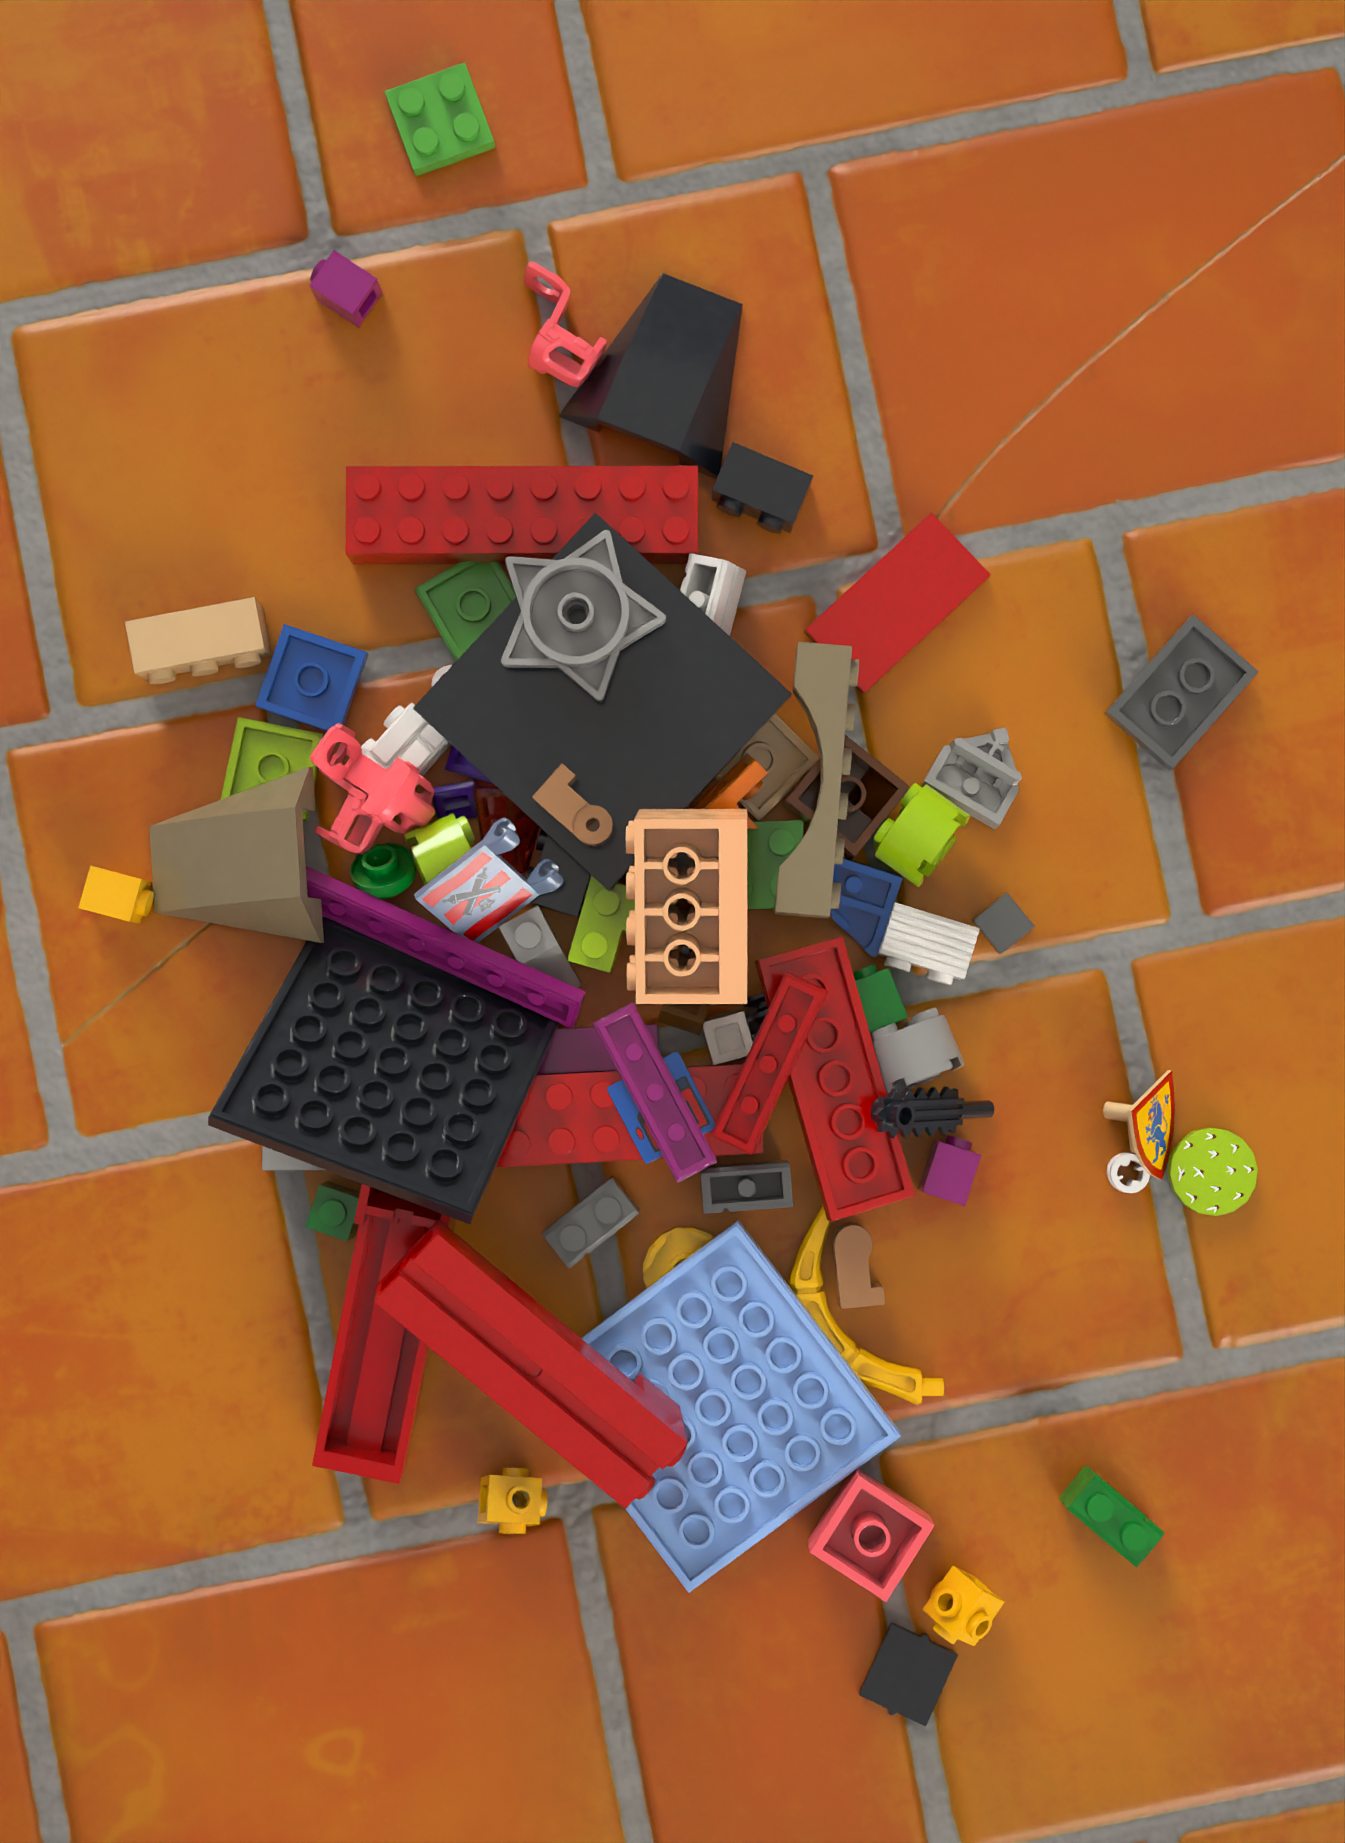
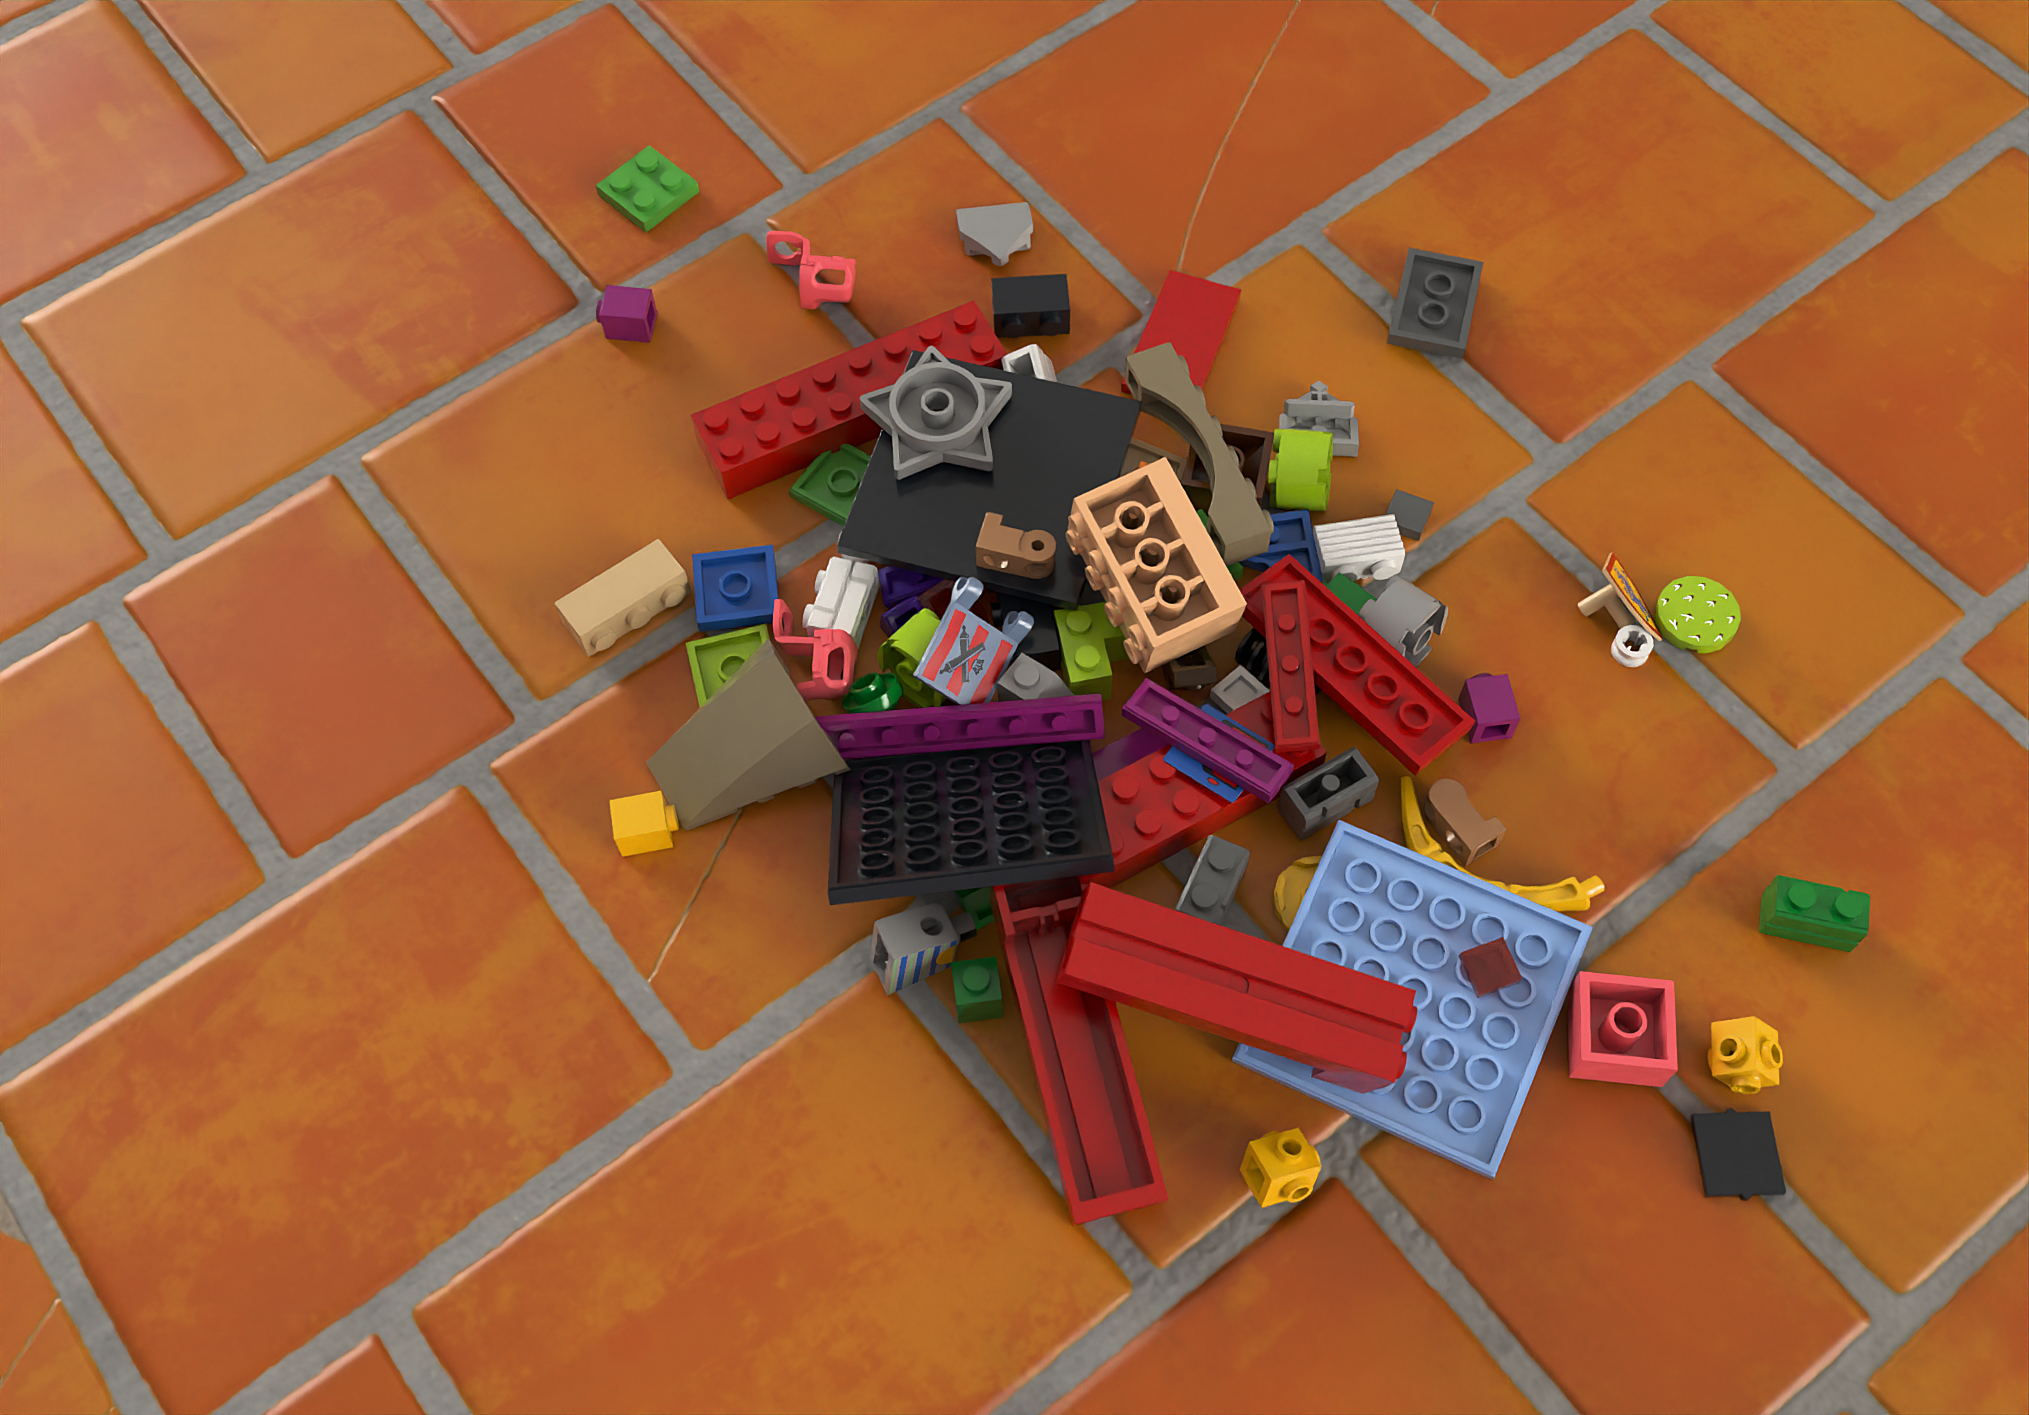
camera: 25 degrees left, 25 degrees down
(389, 790) = (844, 616): coral piece -> none
(667, 375) = (910, 264): black wedge -> none
(778, 366) = (995, 230): none -> light grey slope
(787, 1426) = (1490, 967): none -> clear red tile
(925, 1111) = (1439, 655): black piece -> none

